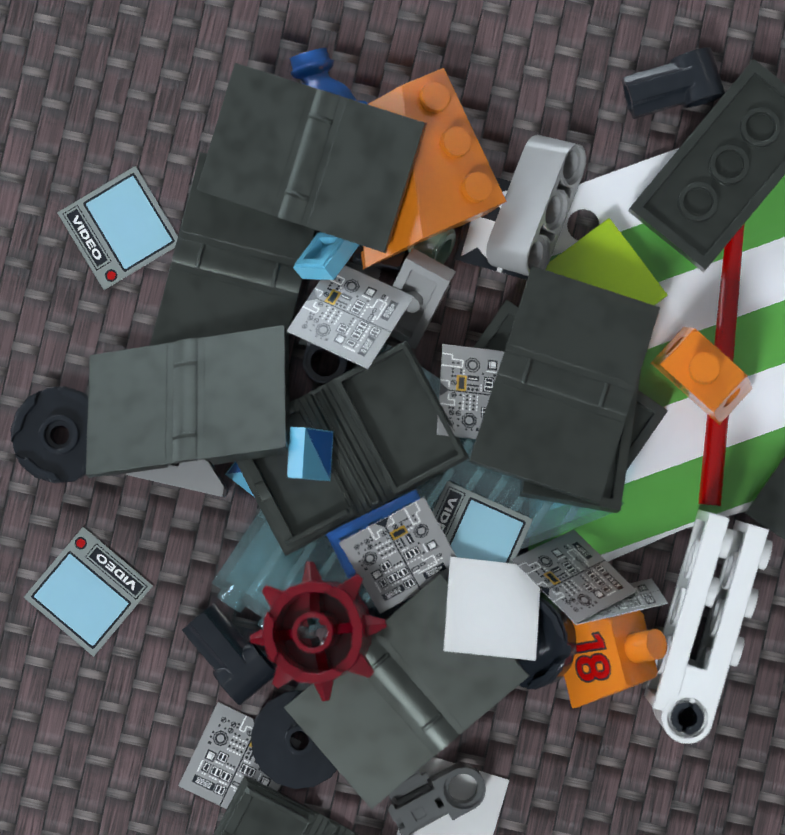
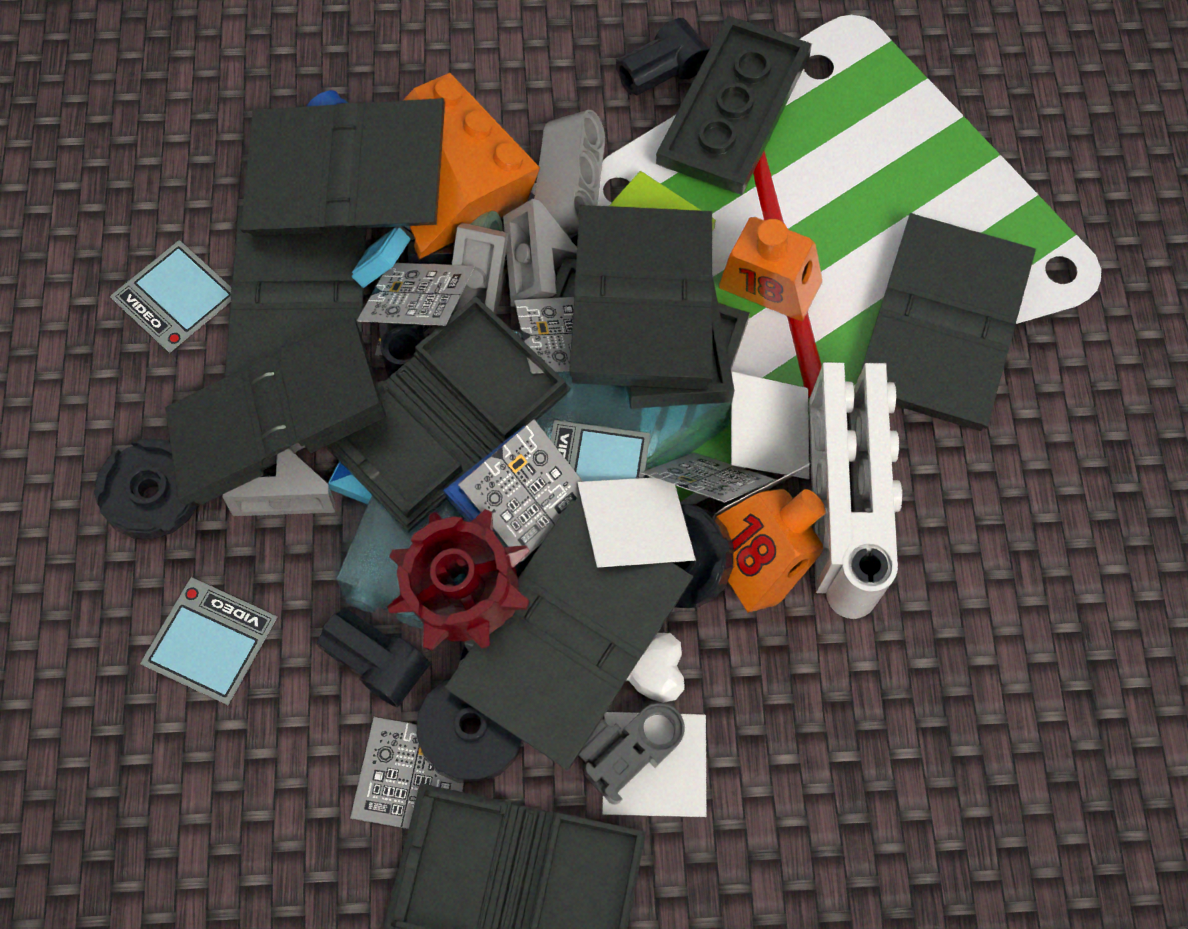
camera: 20 degrees left, 20 degrees down
(310, 454) = (407, 415): medium azure tile -> none
(471, 293) = (534, 251): none -> light grey slope
(480, 739) = (657, 670): none -> white rock
(650, 532) = (769, 426): none -> white sticker

